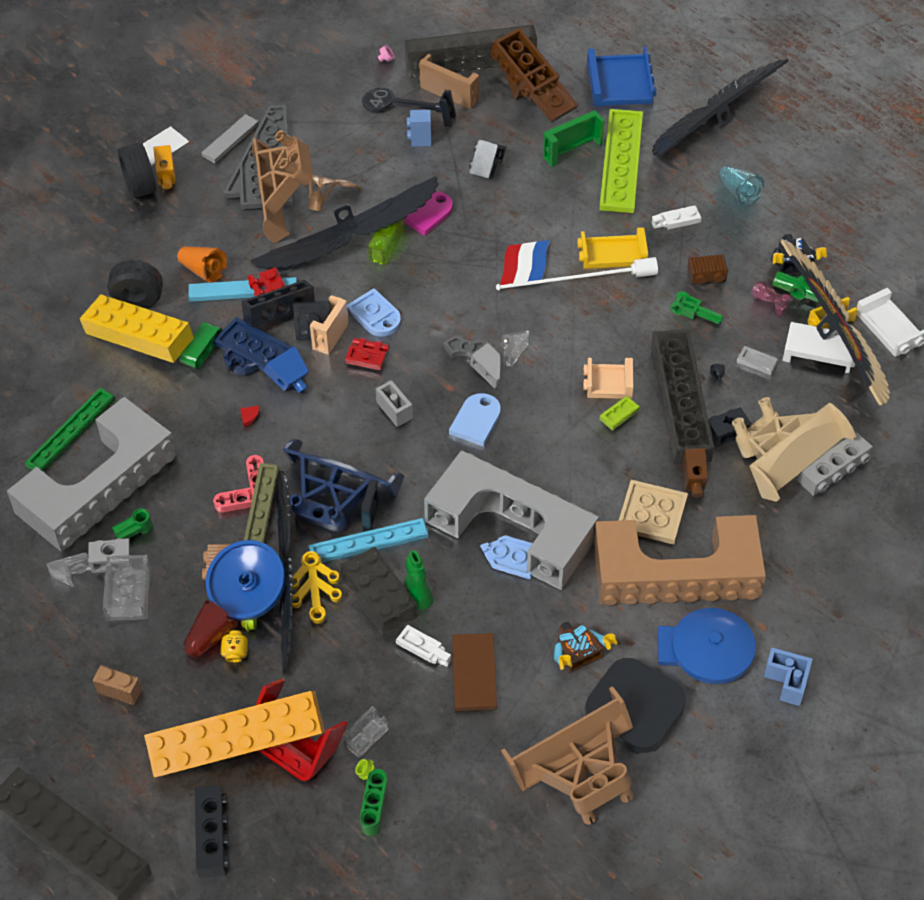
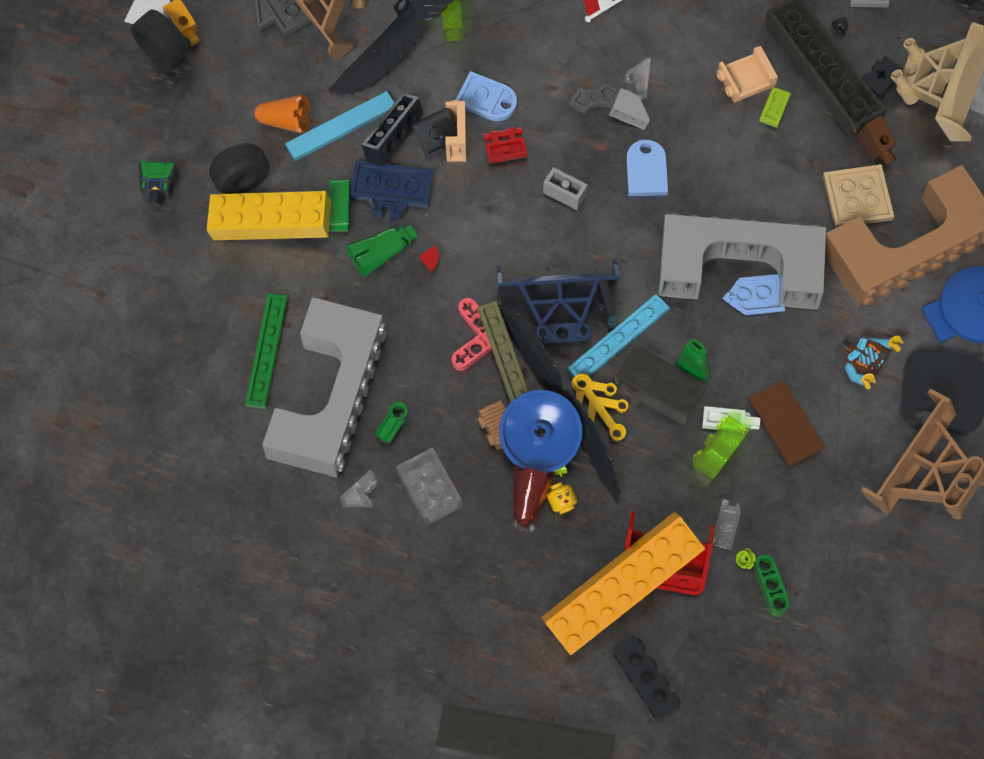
camera: 25 degrees left, 15 degrees up
(70, 272) = (157, 180): none -> torso
(101, 549) = (387, 471): light grey brick -> none
(117, 685) = (478, 584): medium nougat brick -> none
(205, 390) = (374, 251): none -> green piece
(269, 279) = (369, 108): red plate -> none
(288, 370) = (444, 197): blue torso -> none
(398, 663) = (719, 447): none -> clear neon green brick

